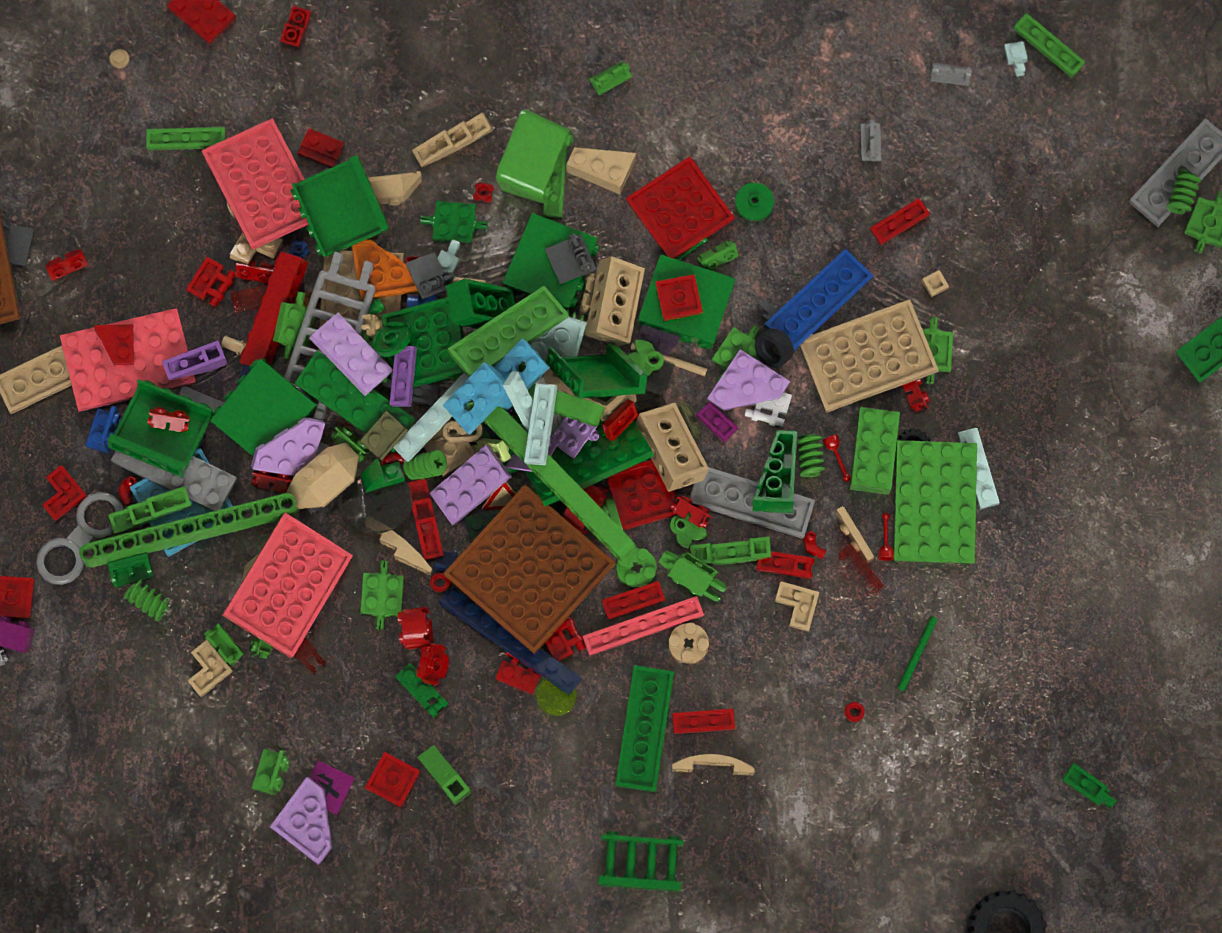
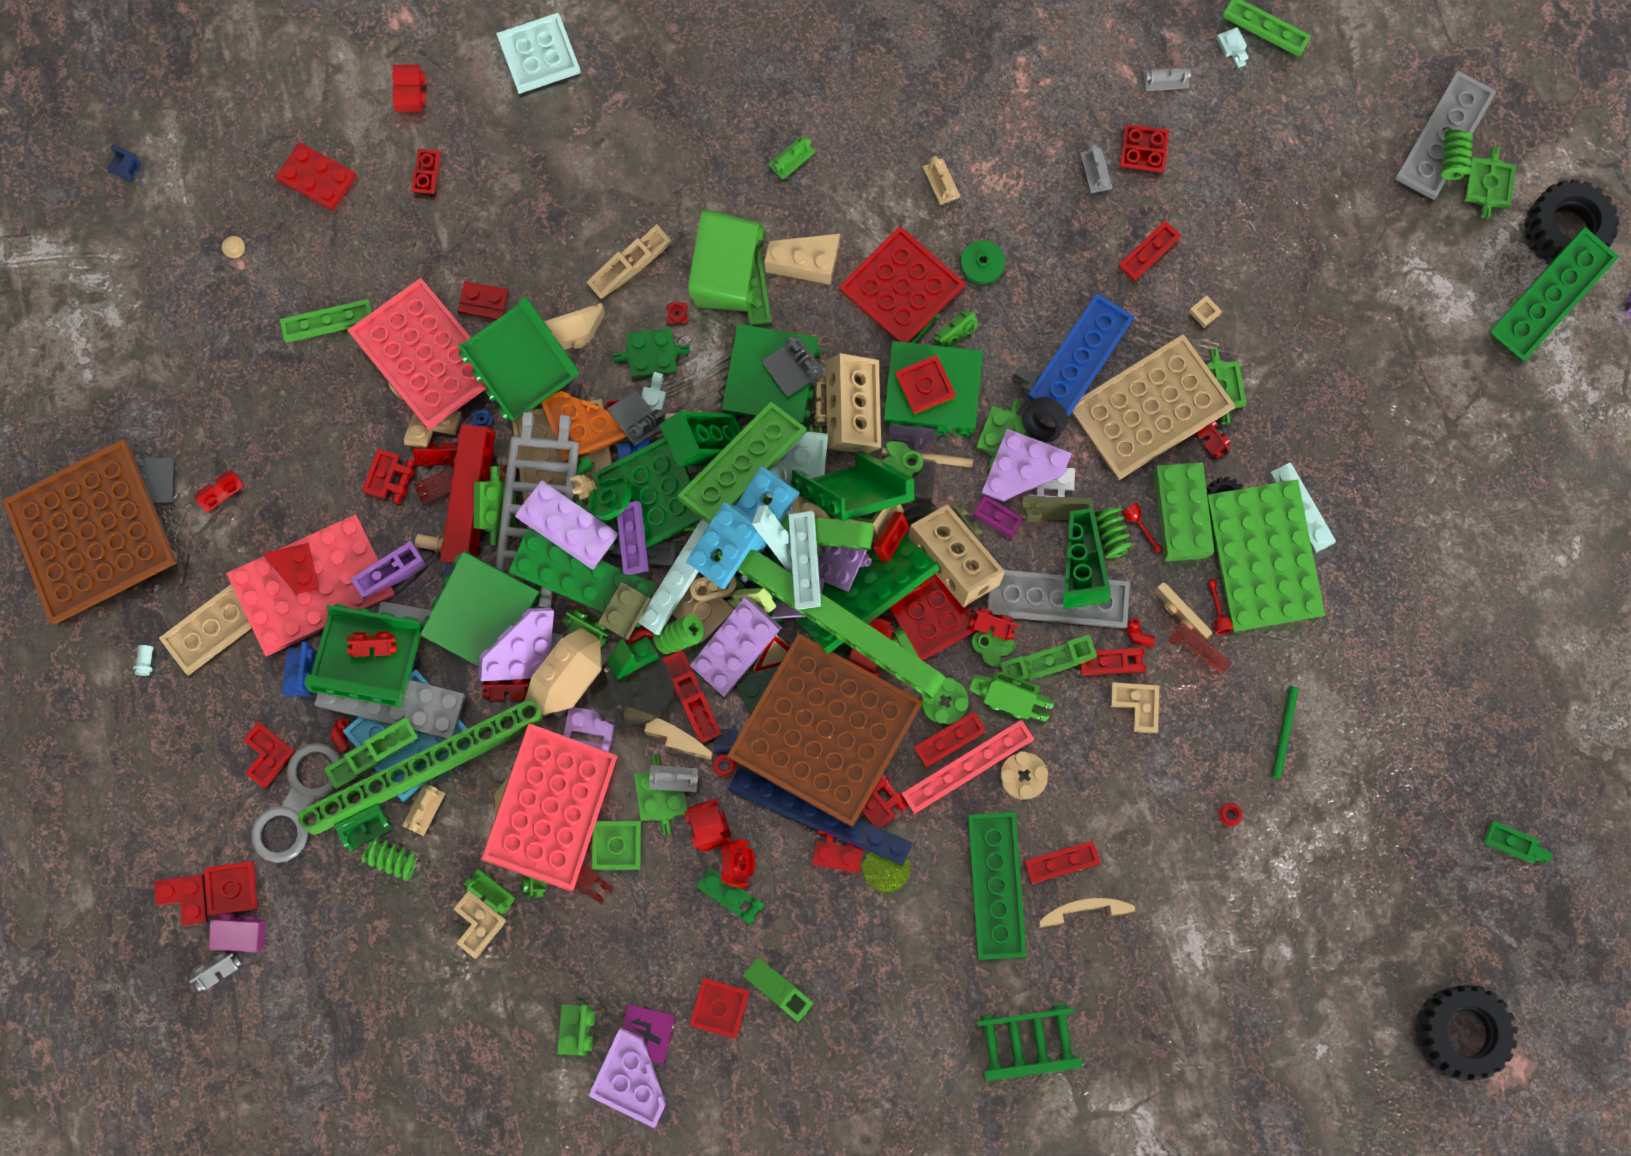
camera: 10 degrees left, 0 degrees up
(183, 566) = (424, 809): none -> tan hinge
(333, 522) = (586, 722): none -> lavender plate
(336, 629) = (616, 845): none -> bright green plate
(394, 583) = (673, 778): none -> light grey hinge
(734, 124) = (941, 180): none -> tan hinge
(763, 424) = (1051, 508): none -> olive hinge
(917, 131) = (1144, 148): none -> red slope

